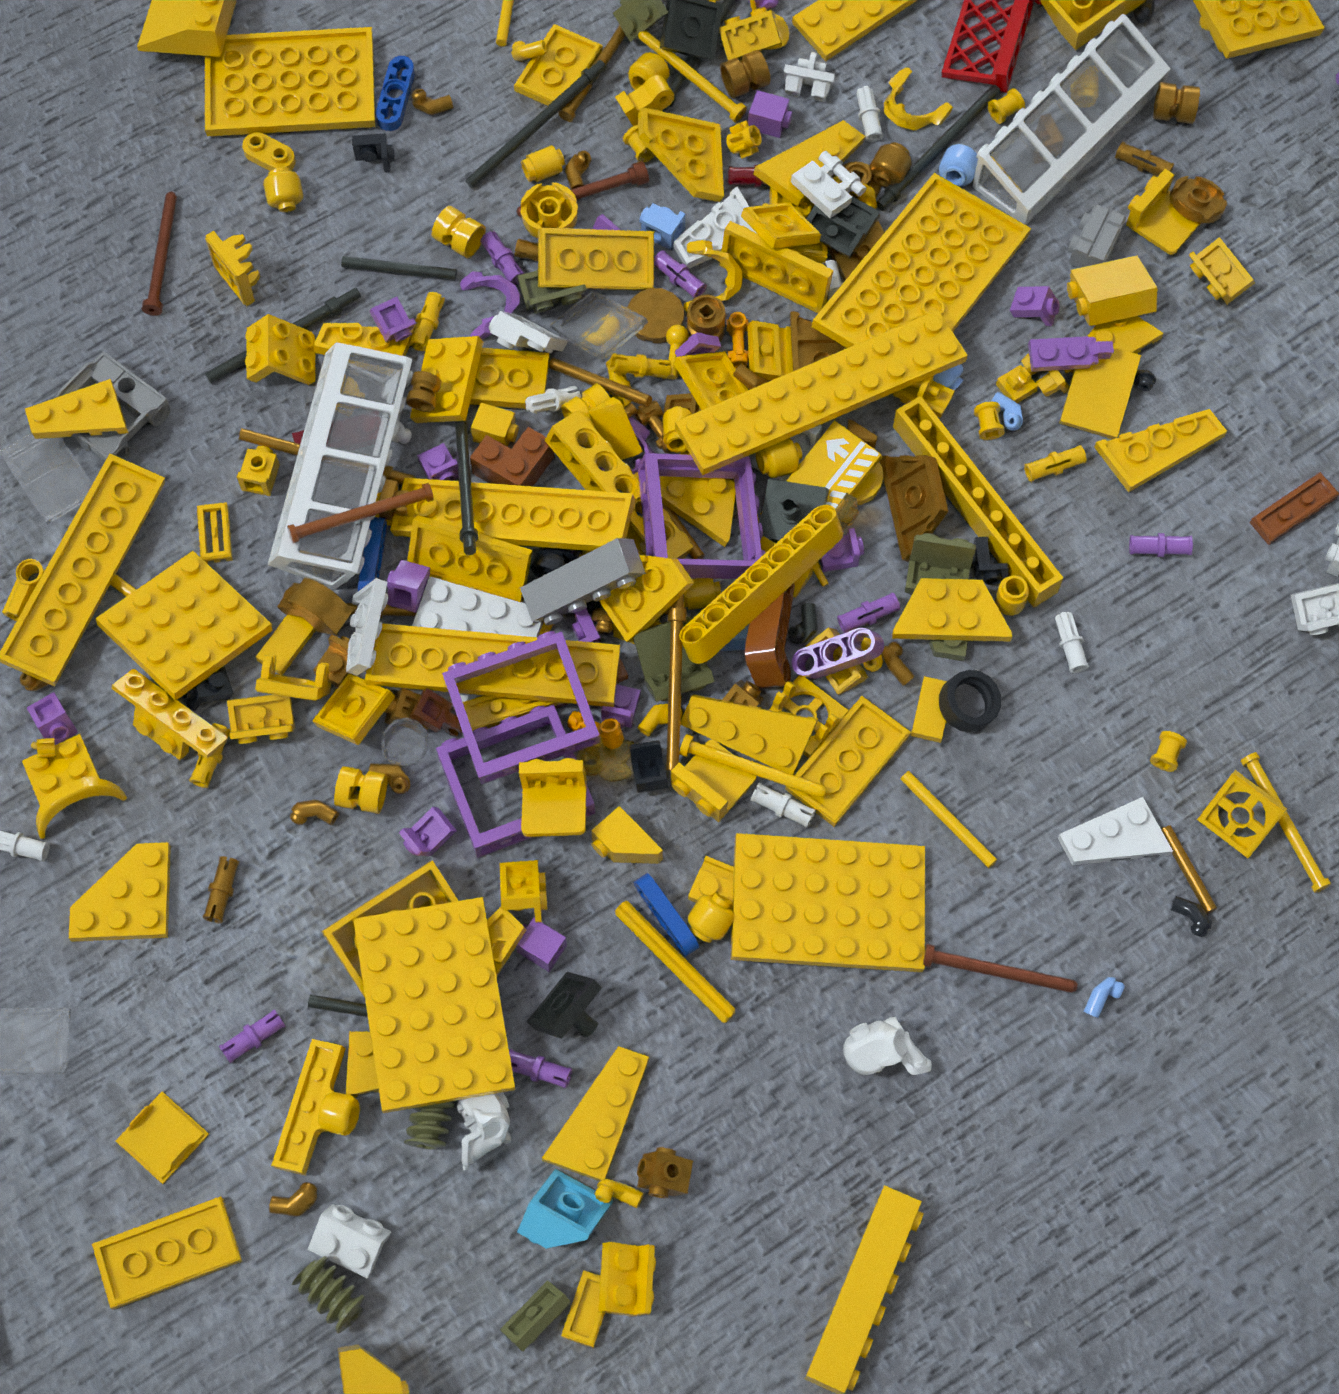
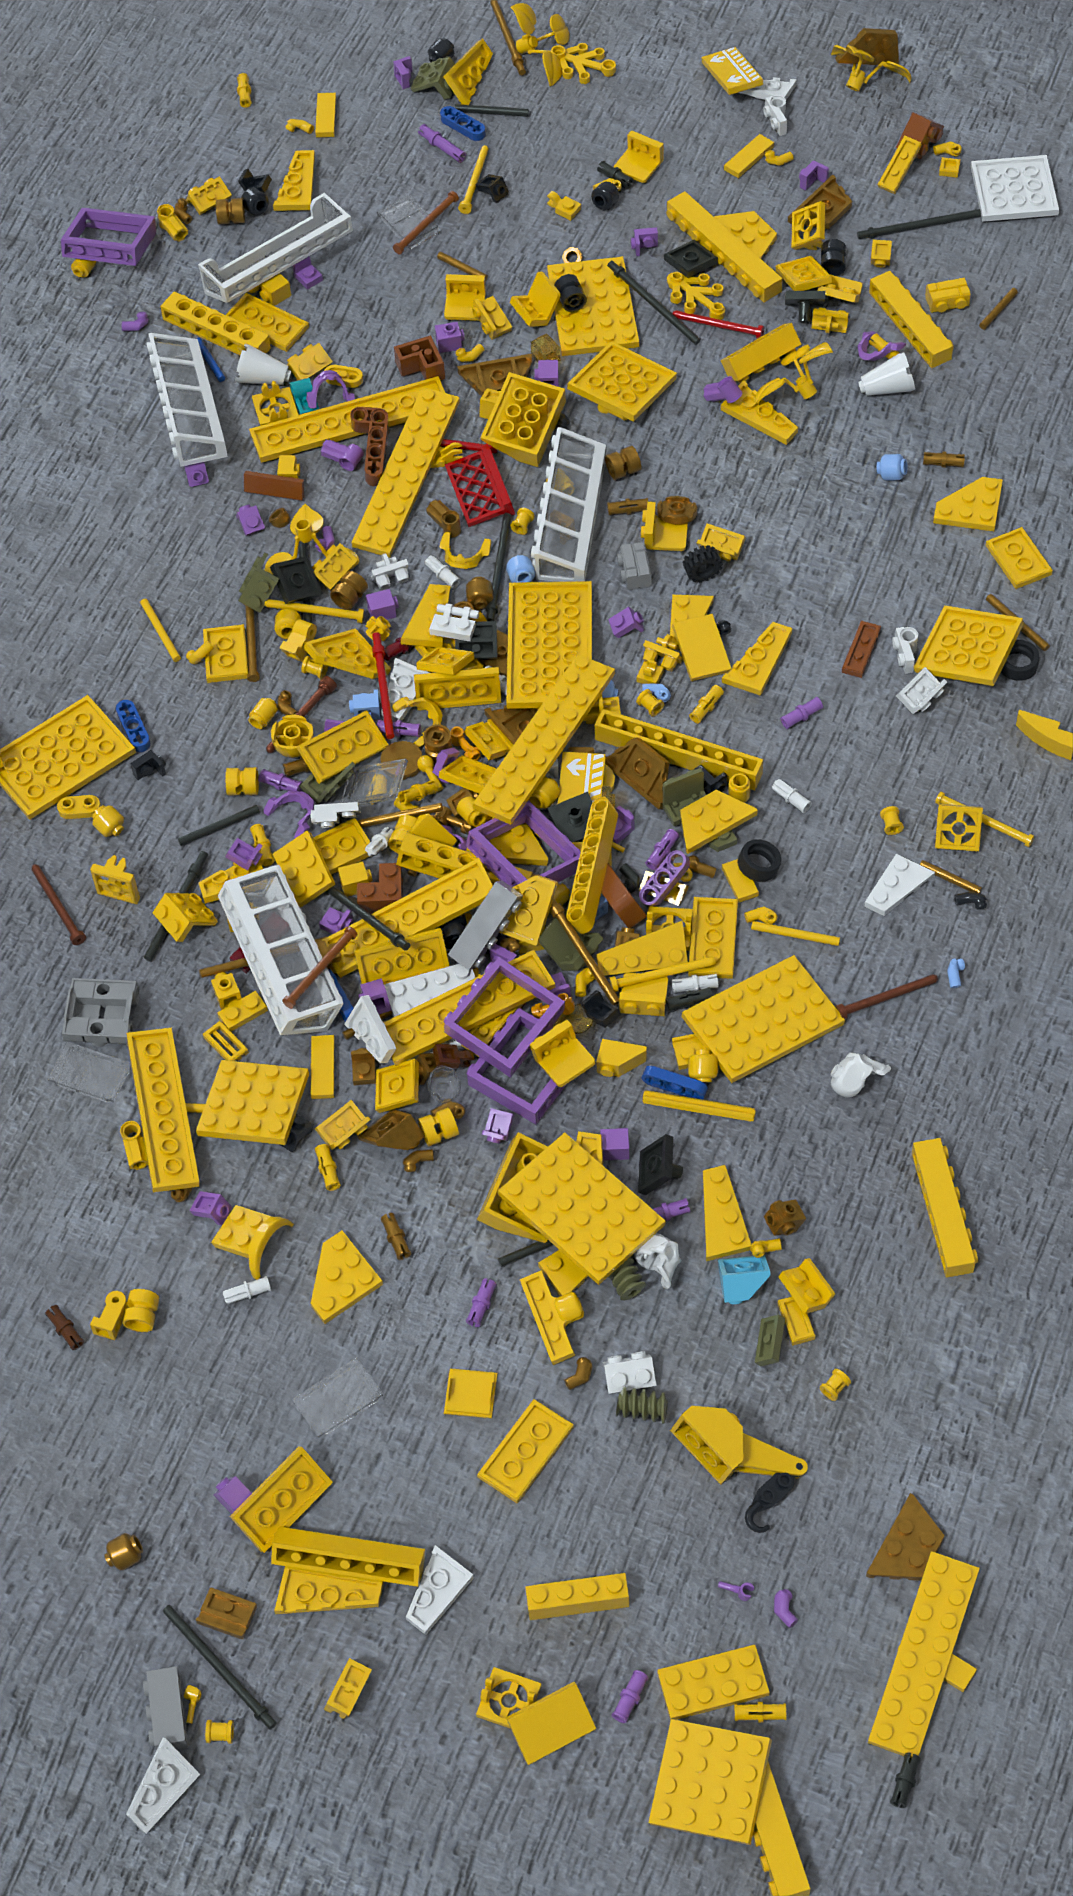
camera: 30 degrees left, 10 degrees down
(44, 747) = (221, 1223): yellow hand -> none
(82, 411) = (88, 1019): yellow wing -> none
(167, 720) = (286, 1162): yellow bracket -> none
(256, 506) = (242, 1011): none -> yellow plate
(293, 686) = (350, 1094): yellow piece -> none
(306, 763) = (394, 1131): none -> pearl gold slope
(317, 605) = (328, 1039): pearl gold brick -> none
(423, 391) = (299, 882): pearl gold wheel -> none
(428, 105) = (160, 721): pearl gold arm -> none
(523, 887) = (582, 1116): yellow bracket -> none
(588, 78) = (252, 646): pearl dark grey bar -> none
(719, 170) = (378, 653): none -> red bar
(748, 378) = (490, 760): pearl gold arm -> none
(761, 820) = (688, 999): none -> pearl dark grey pin
(919, 50) = (444, 517): none -> pearl gold piece
(926, 770) = (762, 914): none -> yellow arm
(1067, 353) = (670, 636): medium lavender hinge -> none
(1112, 290) = (668, 587): yellow brick -> none
(1178, 285) = (702, 563): none -> black tyre

